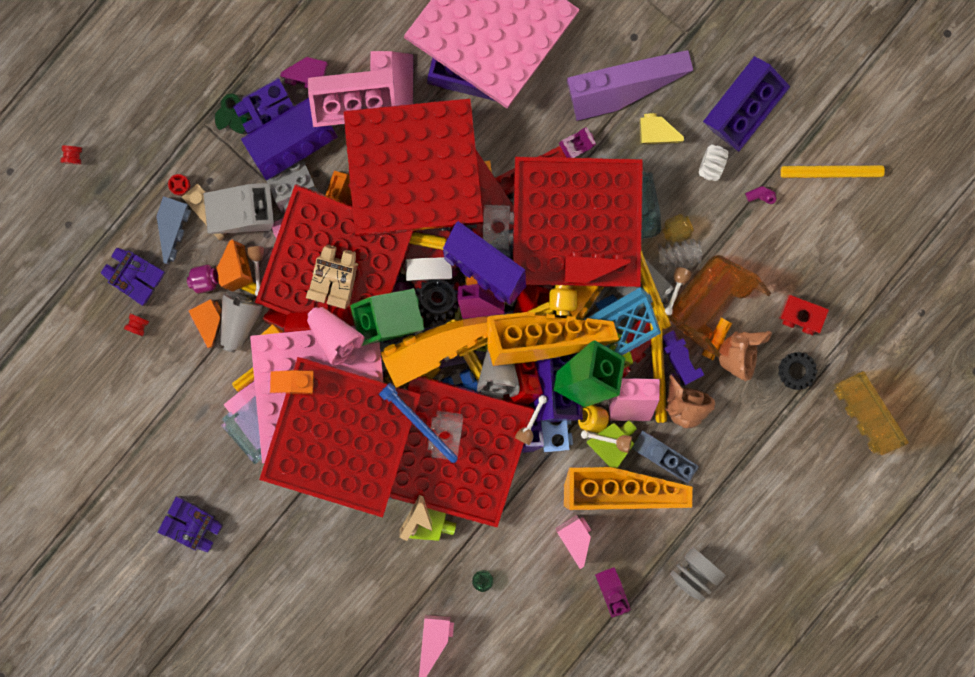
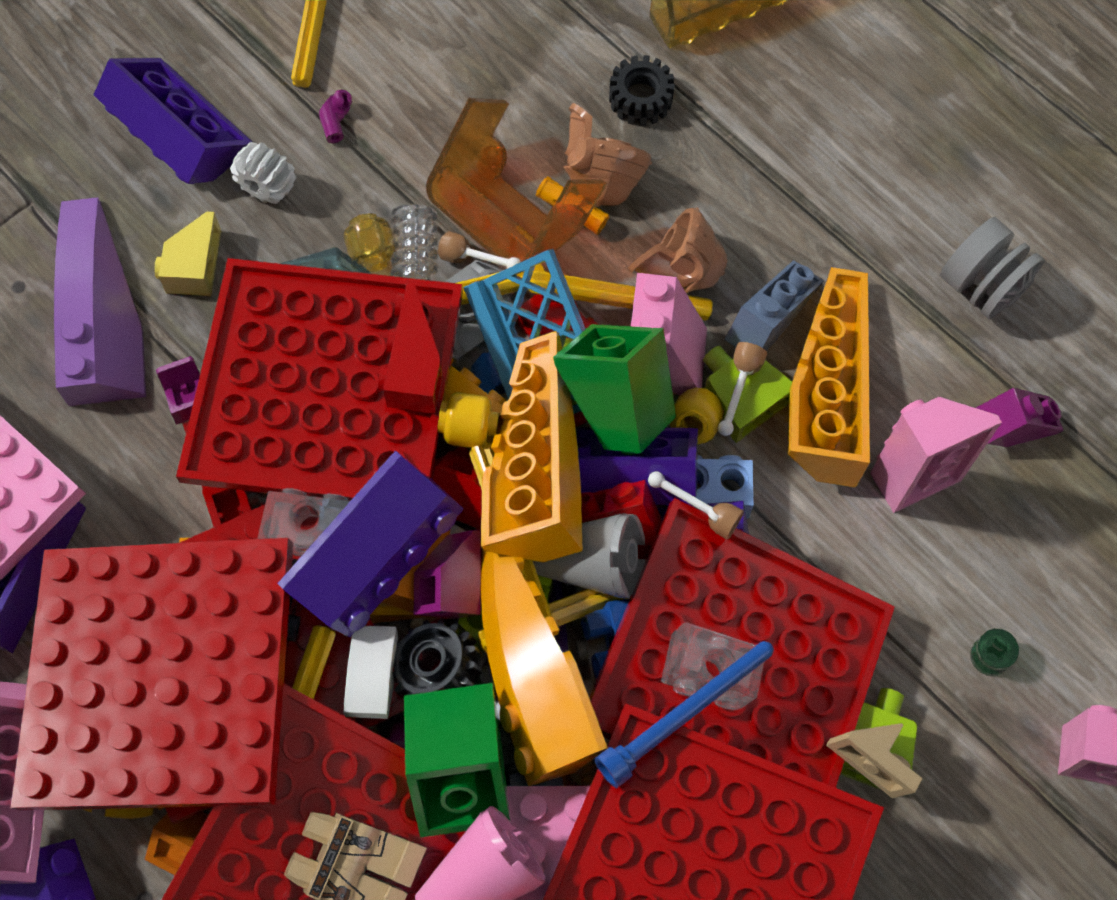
camera: 85 degrees left, 20 degrees down
(680, 358) = (606, 252): dark purple hips -> none
(815, 313) = (552, 53): red brick -> none

